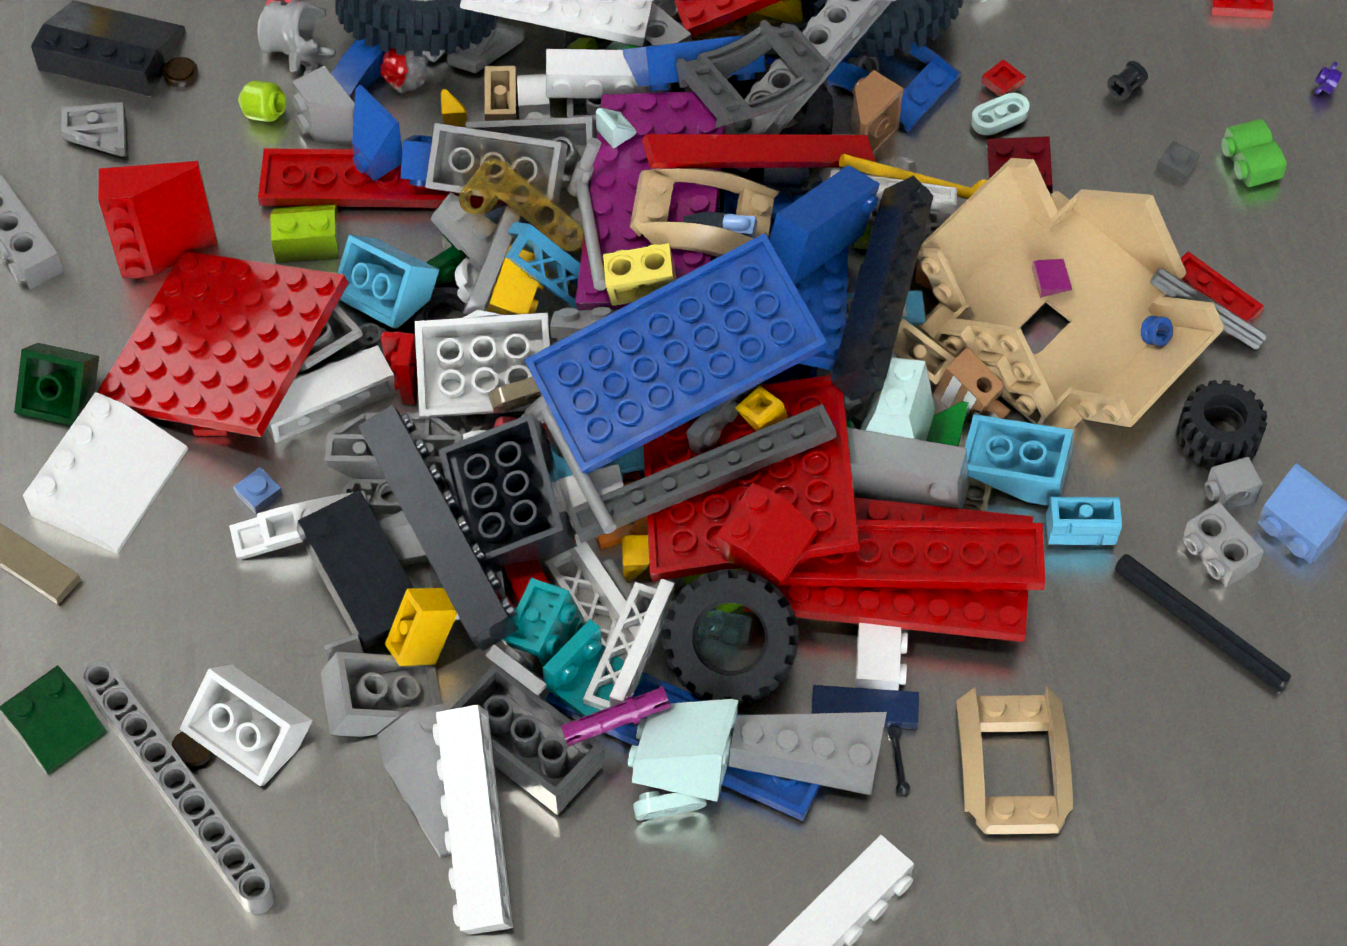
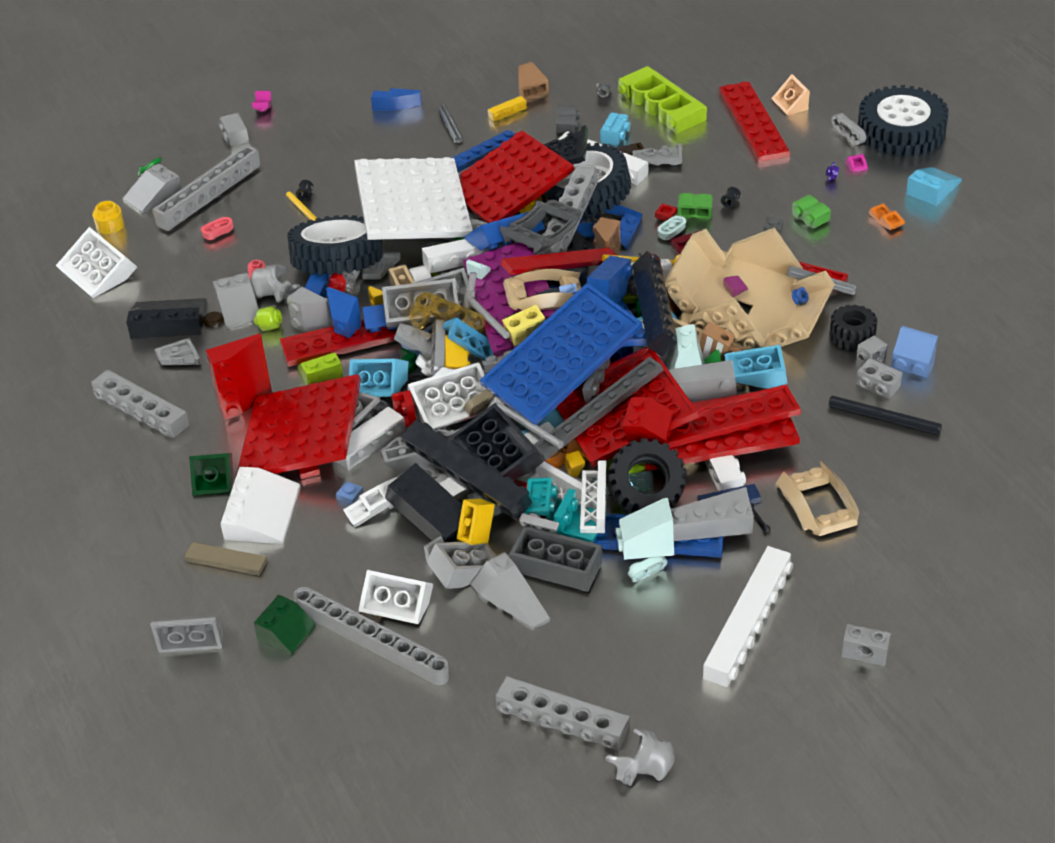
camera: 15 degrees left, 15 degrees down
(225, 48) = (236, 300): none -> light grey slope
(473, 820) = (547, 598): white brick -> none
(615, 716) = (610, 522): magenta pin -> none
(761, 409) = (616, 369): yellow slope -> none
(1058, 80) = (695, 206): none -> bright green brick
(1083, 520) = (806, 384): medium azure brick -> none

